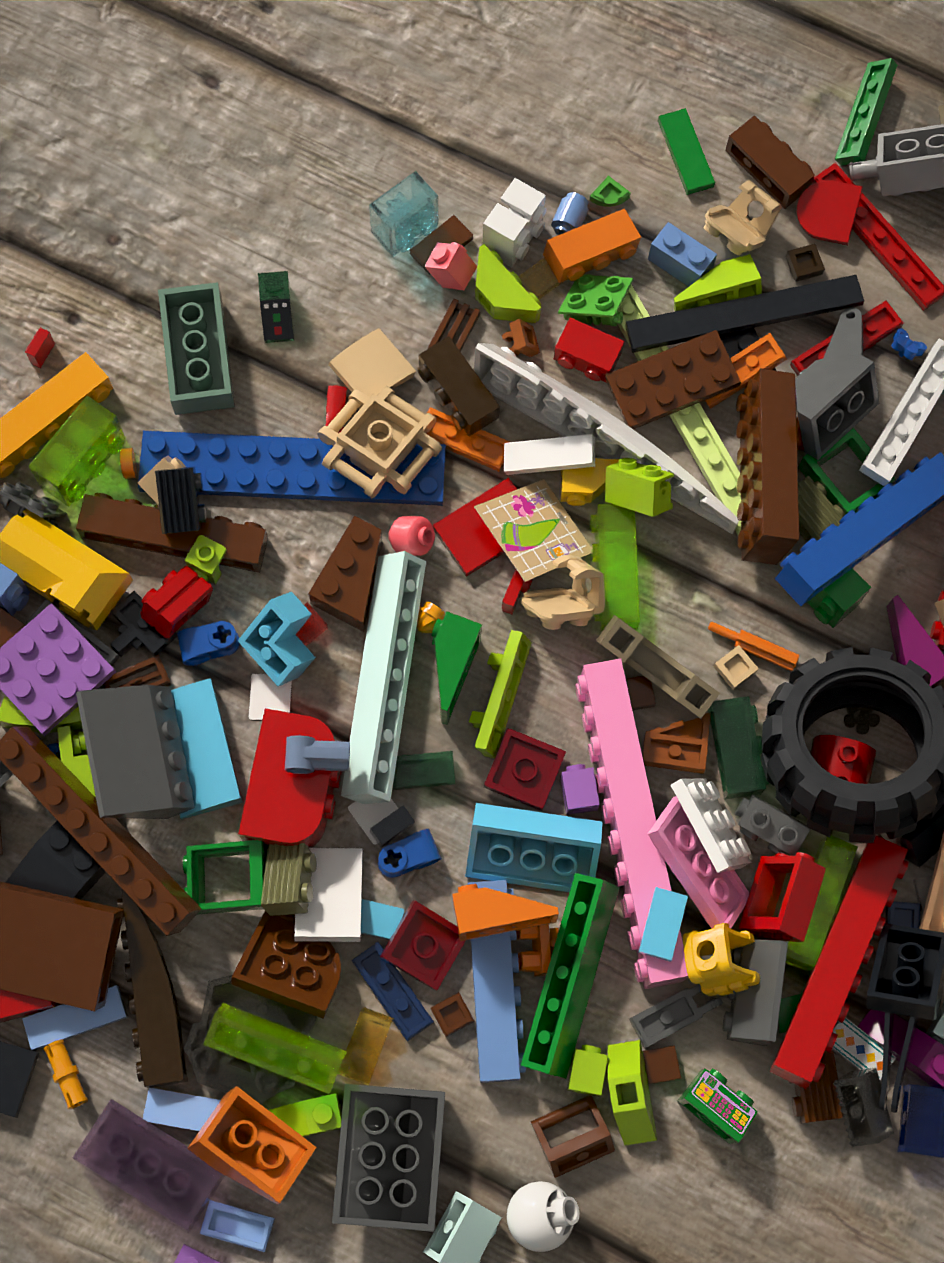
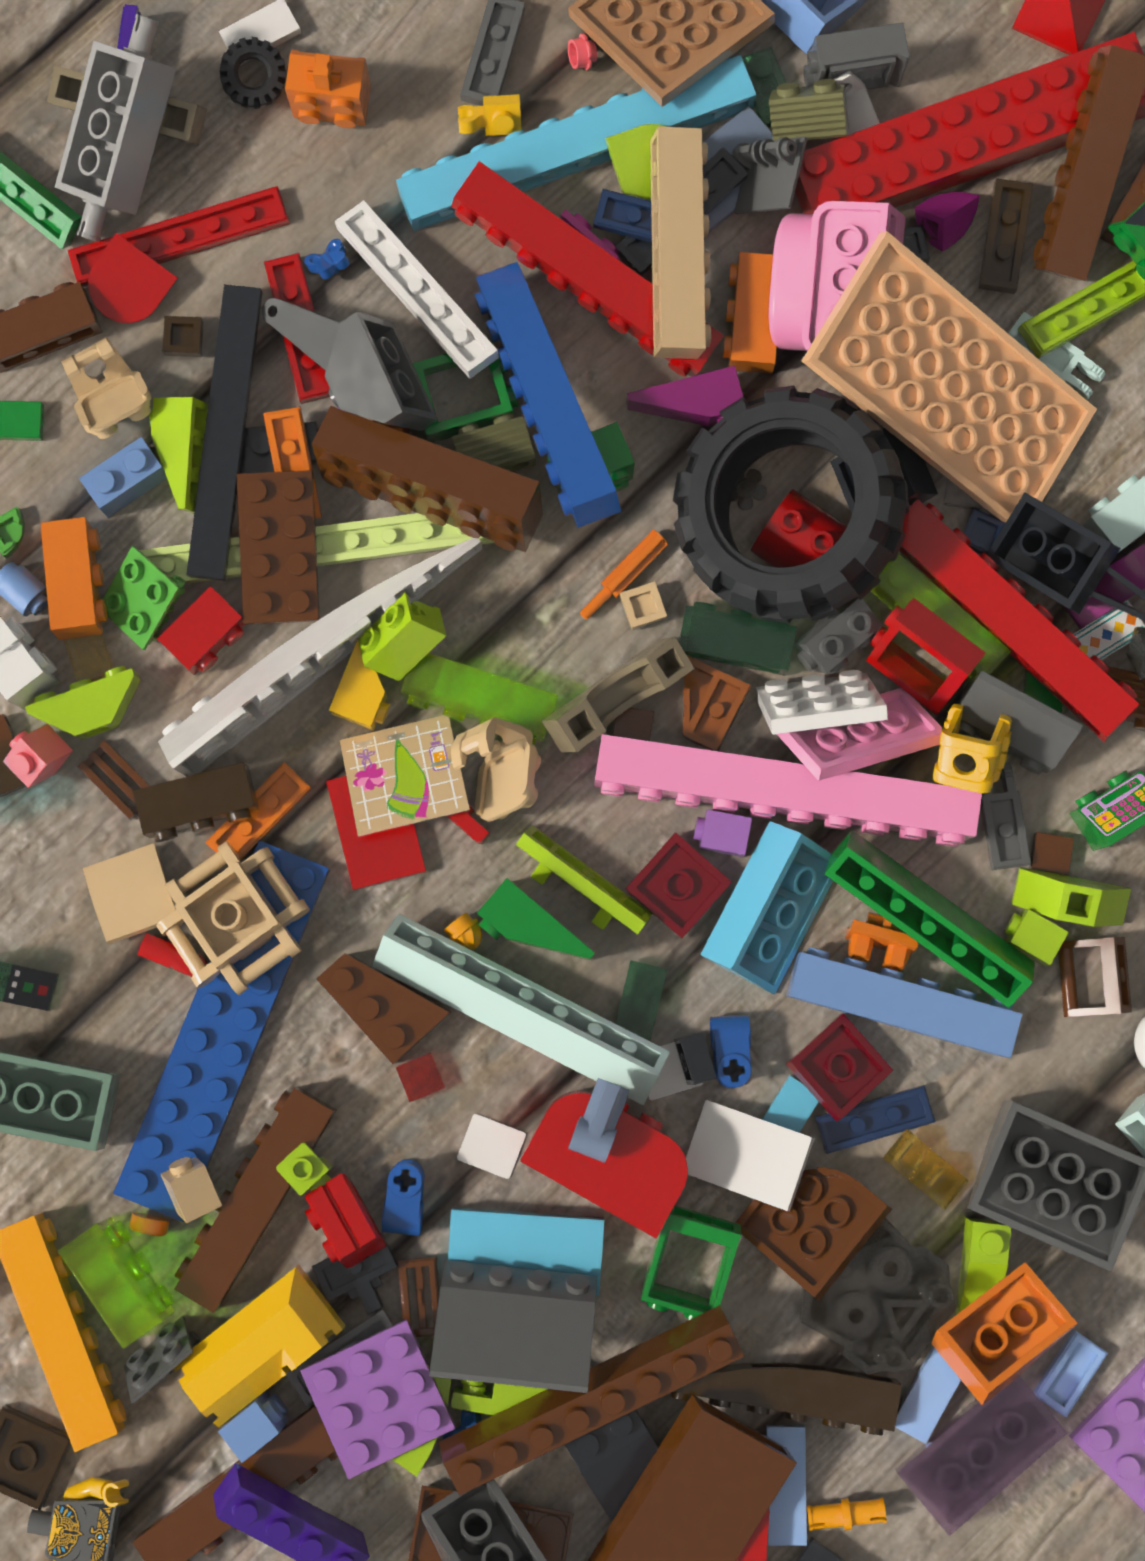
camera: 70 degrees left, 10 degrees up
(179, 499) = (229, 1180): black brick -> none
(274, 642) = (437, 1120): medium azure brick -> none
(275, 1048) = (908, 1273): clear neon green brick -> none
(288, 879) = (721, 1197): olive brick -> none
(412, 535) = (360, 919): coral head -> none
(452, 1014) = (922, 1062): reddish brown tile -> none
(493, 912) = (841, 984): orange slope -> none
(524, 338) = (159, 701): dark orange tile -> none
(549, 454) = (321, 724): white tile -> none
(663, 924) = (919, 799): medium azure tile -> none

